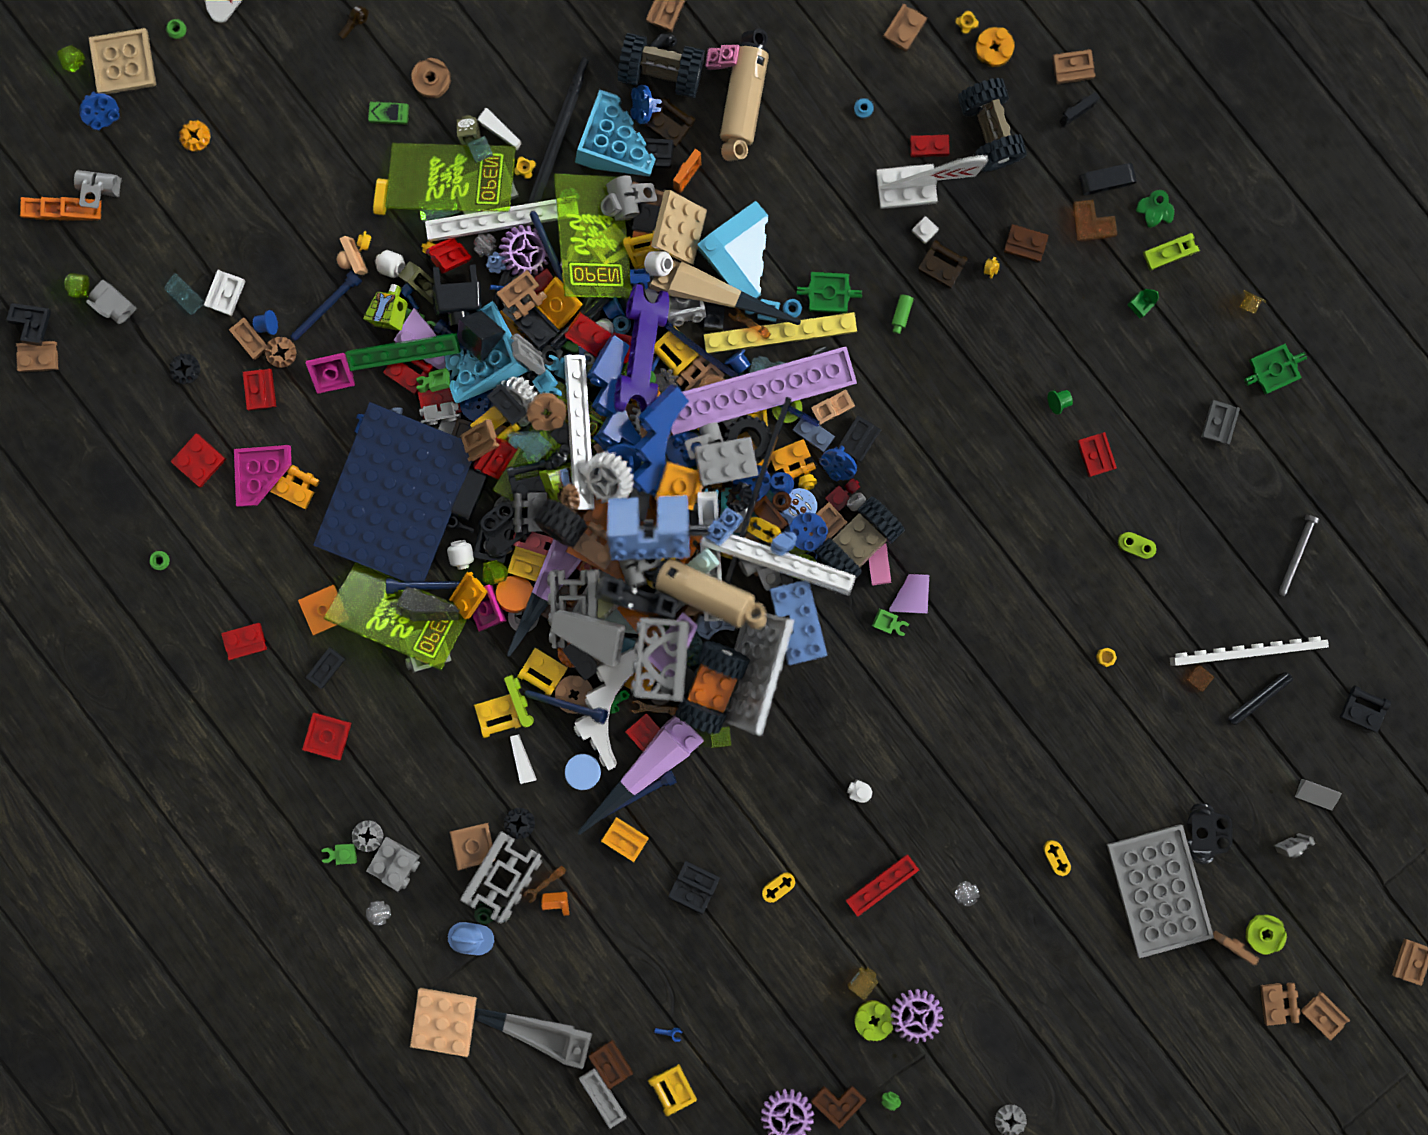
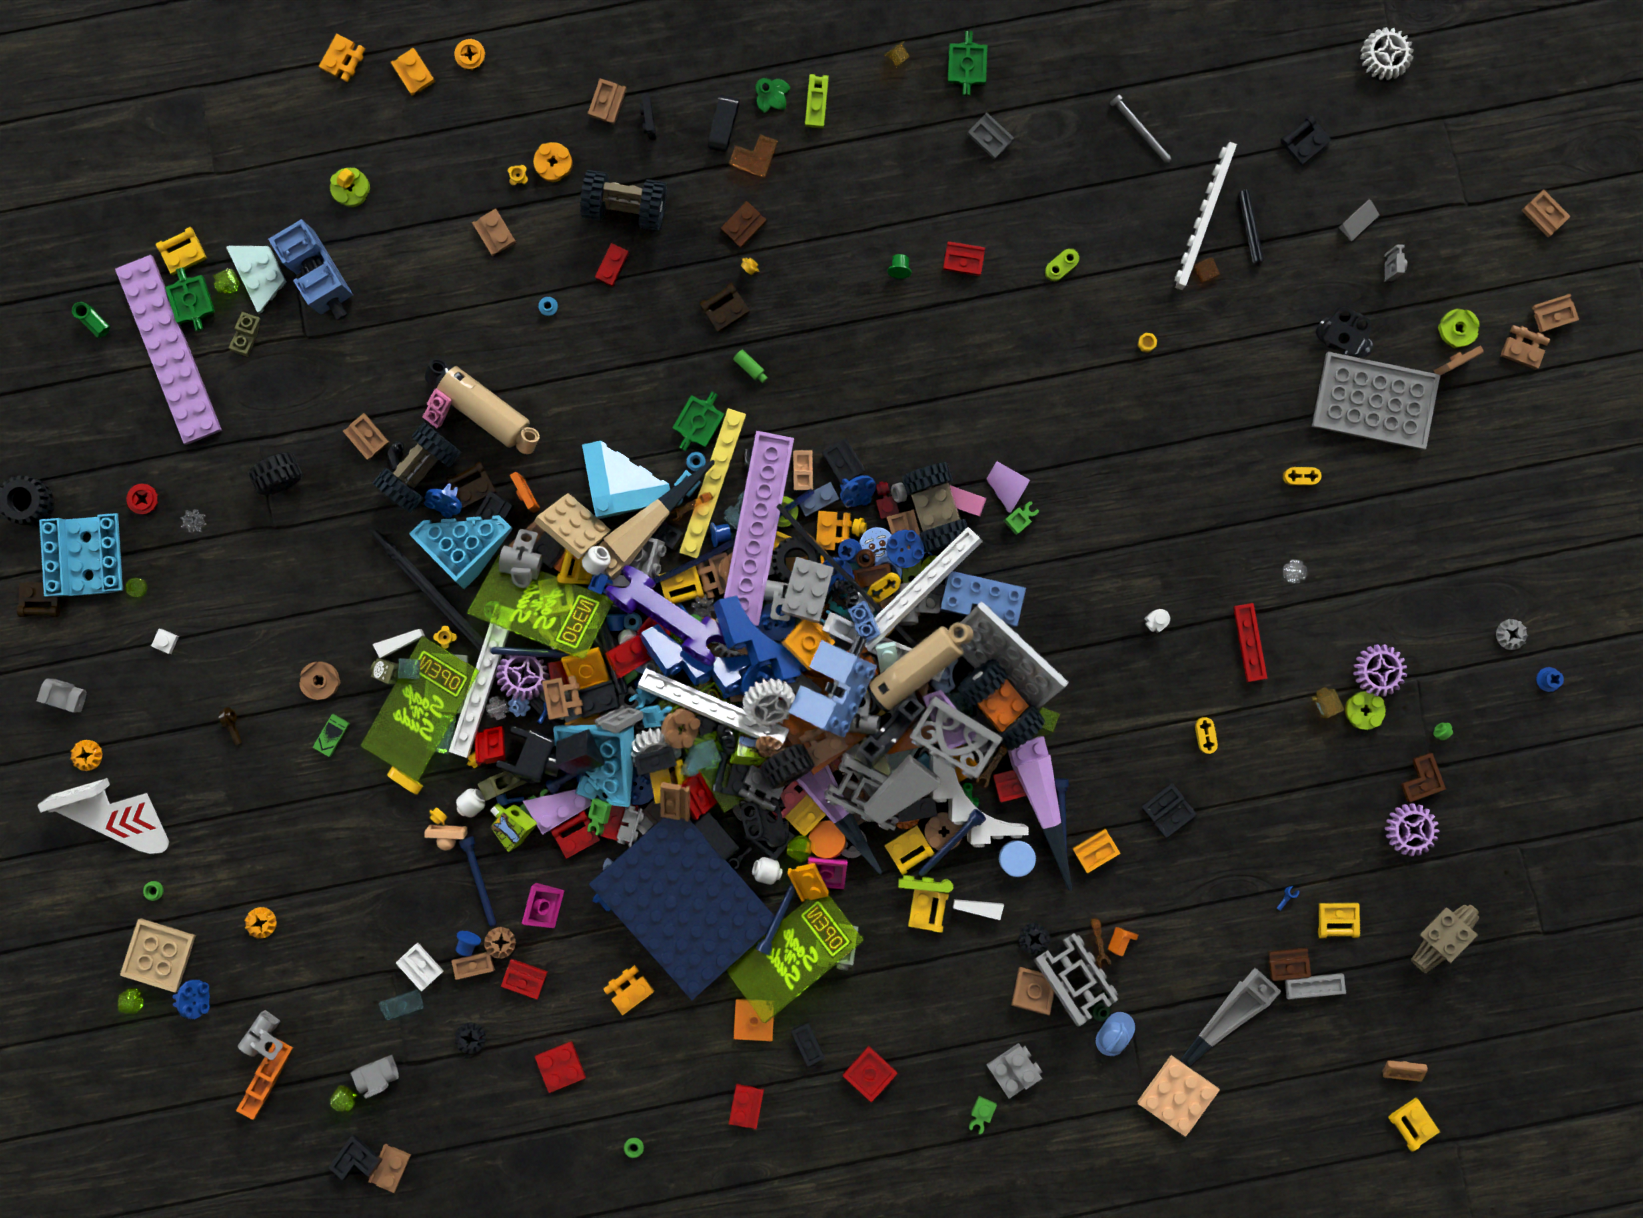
camera: 65 degrees left, 0 degrees up
(258, 472) = (599, 1016): dark pink plate -> none
(359, 841) = (987, 1080): light grey gear -> none
(378, 912) = (1052, 1106): clear gear -> none
(403, 351) = (558, 831): green plate -> none
(422, 607) = (797, 930): clear smoke slope -> none
(783, 543) = (906, 575): medium blue arm -> none
(918, 183) = (641, 293): white piece -> none
(925, 230) = (686, 307): white plate -> none
(1143, 302) = (849, 148): green plate -> none

